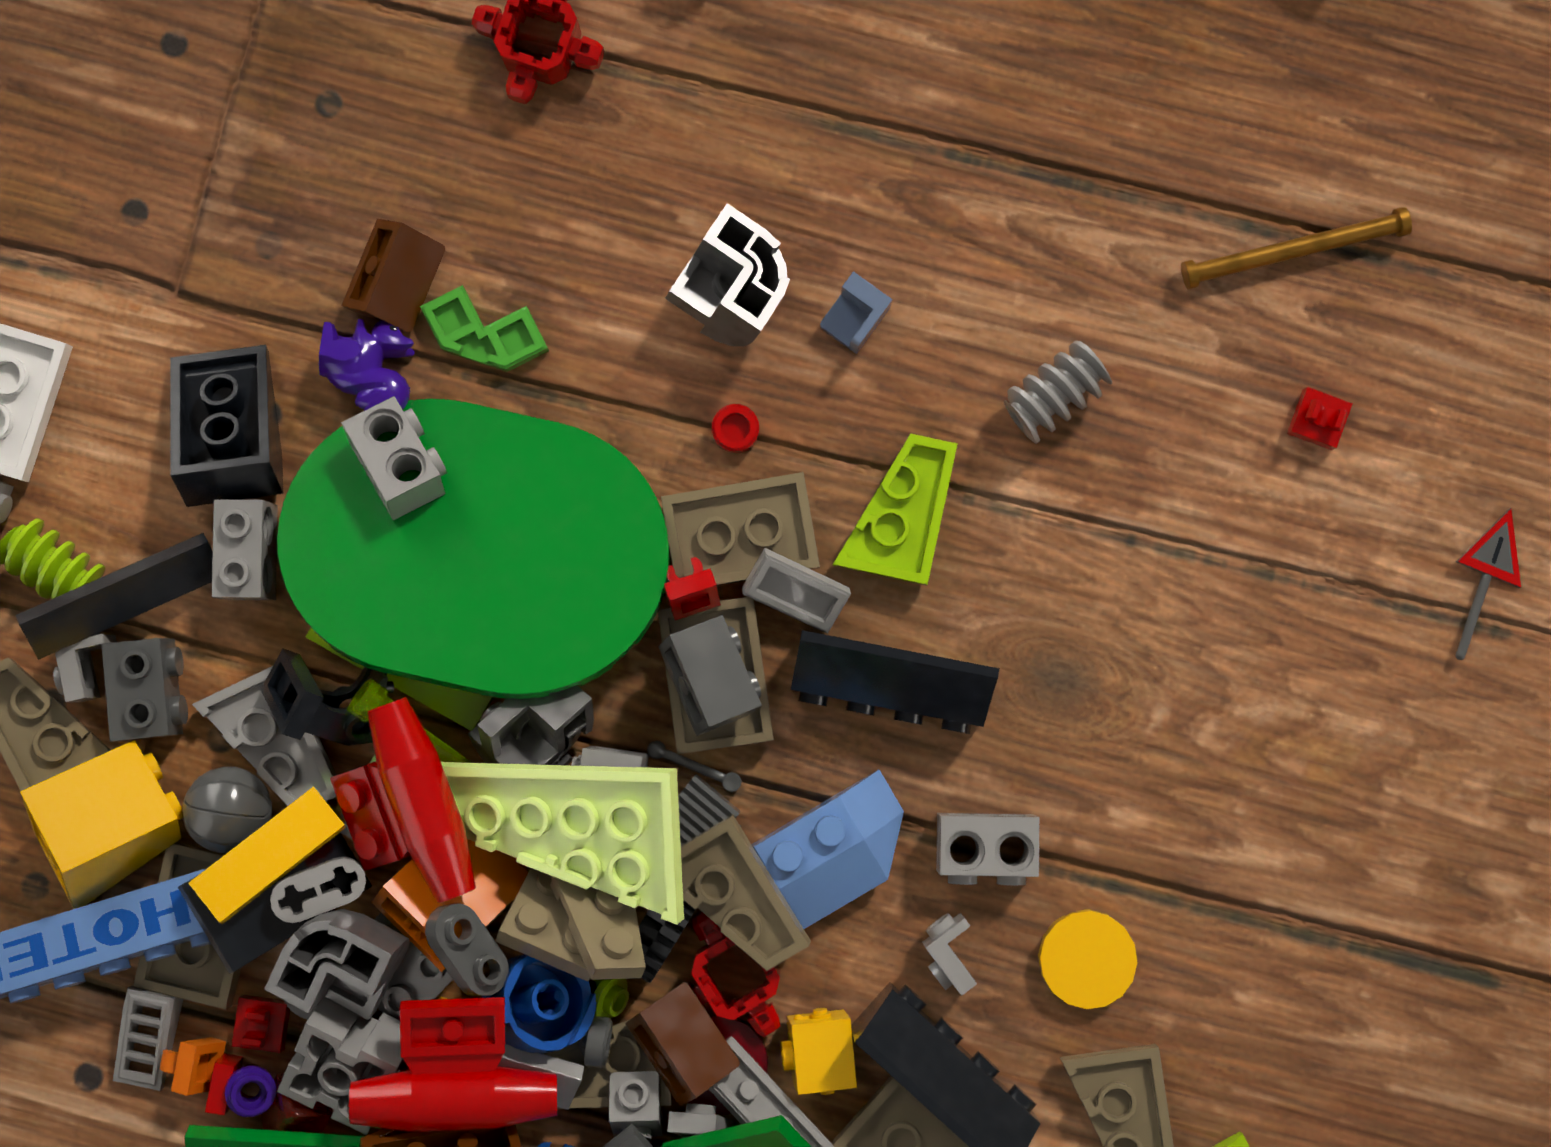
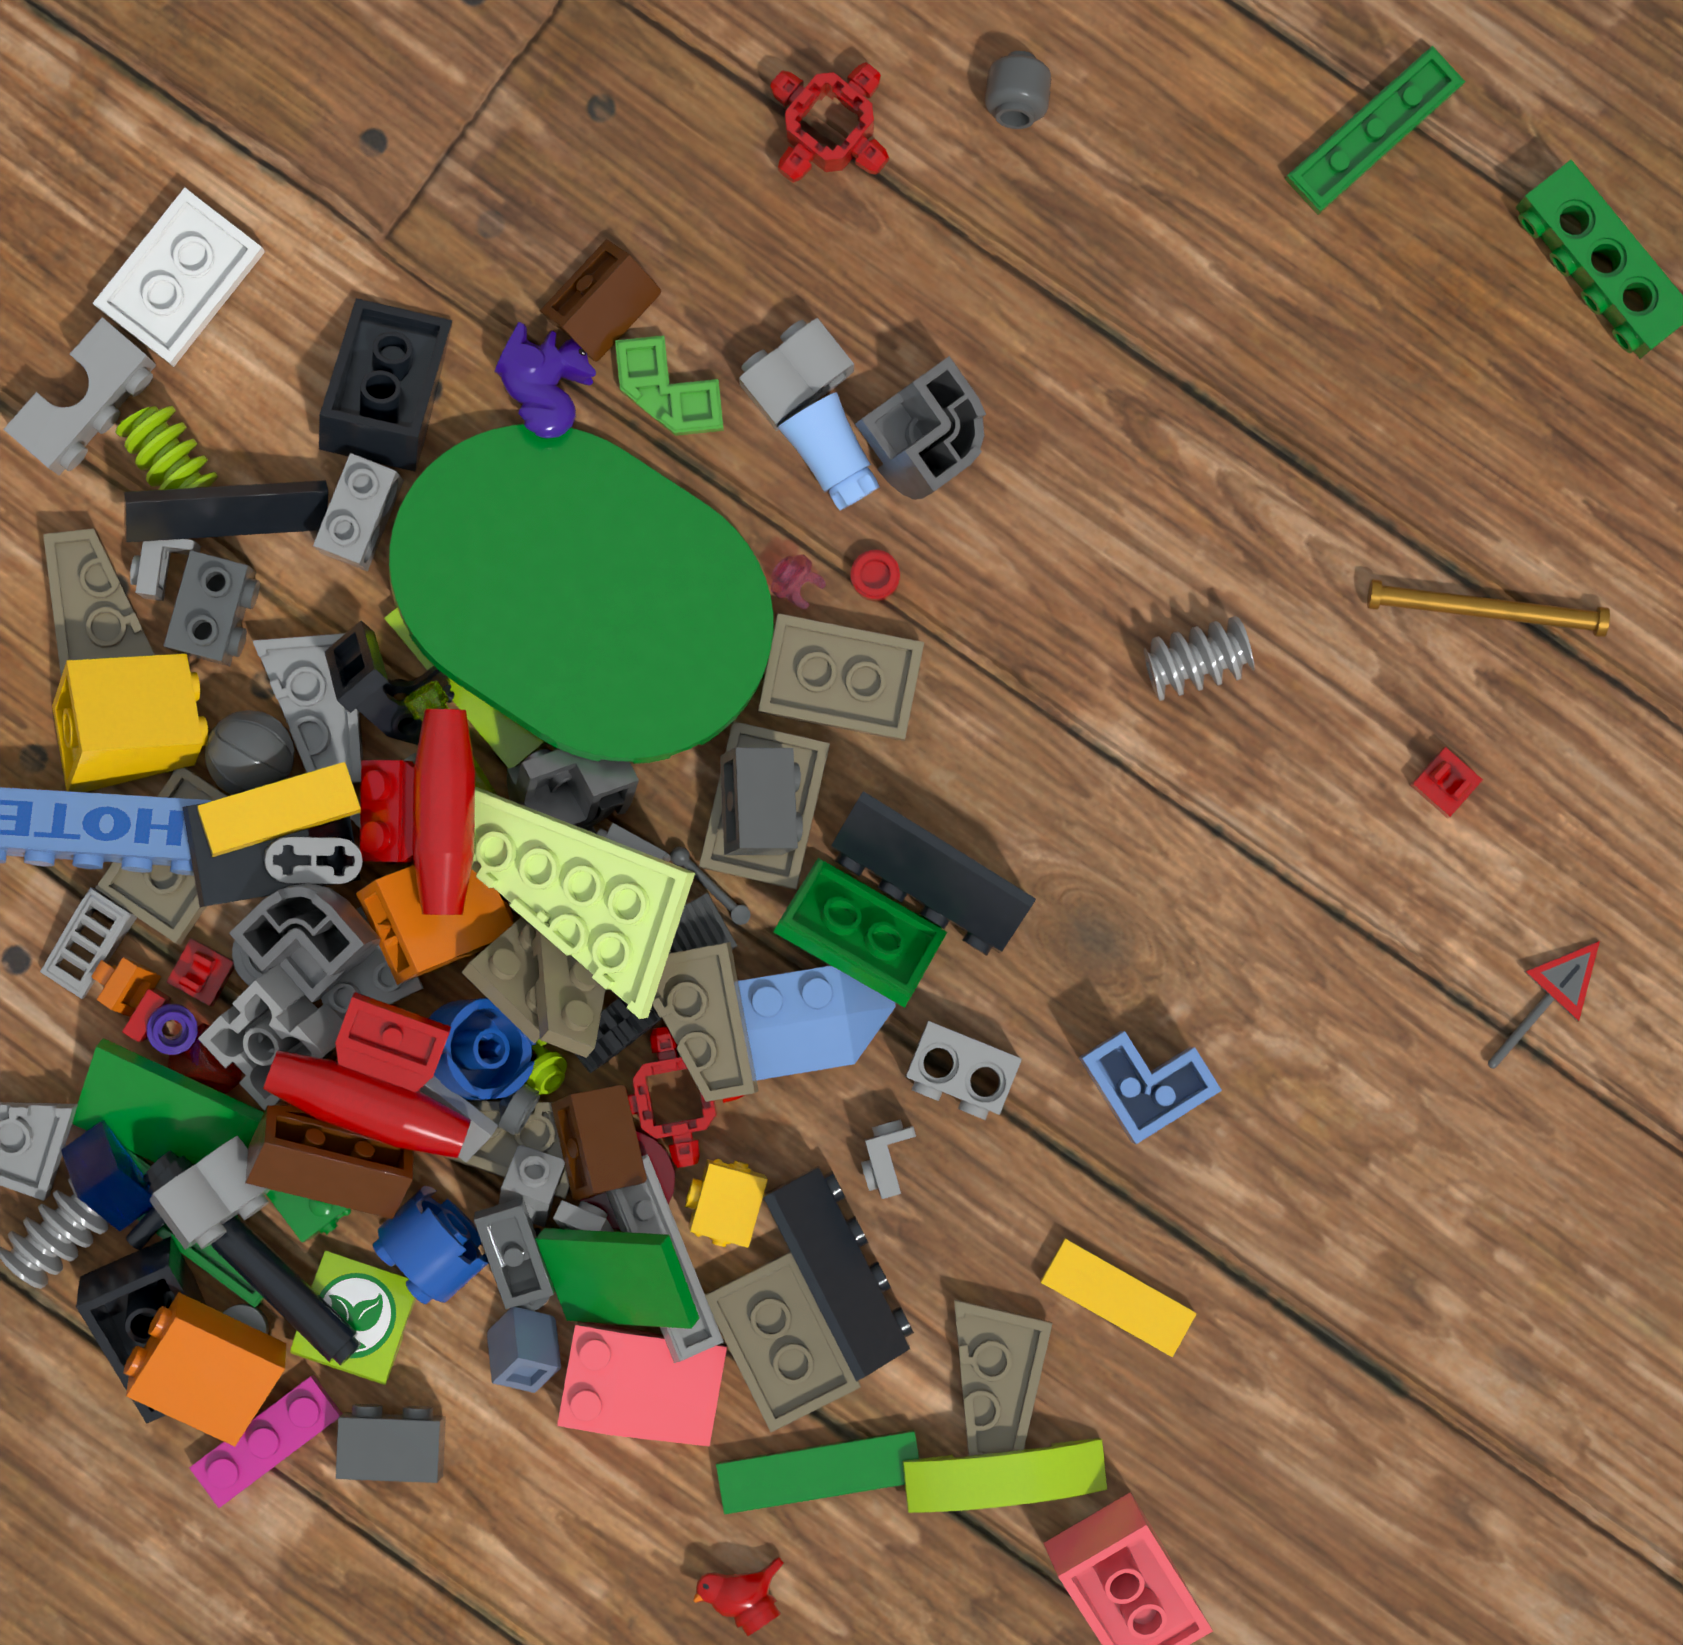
camera: 20 degrees right, 0 degrees up
(389, 460) = (530, 479): light grey brick -> none
(467, 954) = (432, 972): dark grey plate -> none
(594, 273) = (796, 372): none -> light grey brick
(652, 330) = (831, 450): none -> light blue plant
(659, 459) = (791, 575): none -> clear pink plate
(691, 593) = (772, 717): red tile -> none
(796, 590) = (873, 753): light grey tile -> none
(848, 758) = (860, 932): none -> green tile
(856, 313) = (1034, 508): sand blue panel -> none
(905, 515) = (1004, 723): lime wing -> none
(1087, 959) = (1017, 1215): yellow tile -> none
(1163, 809) = (1146, 1098): none -> medium blue brick
(1207, 998) = (1118, 1297): none -> yellow tile

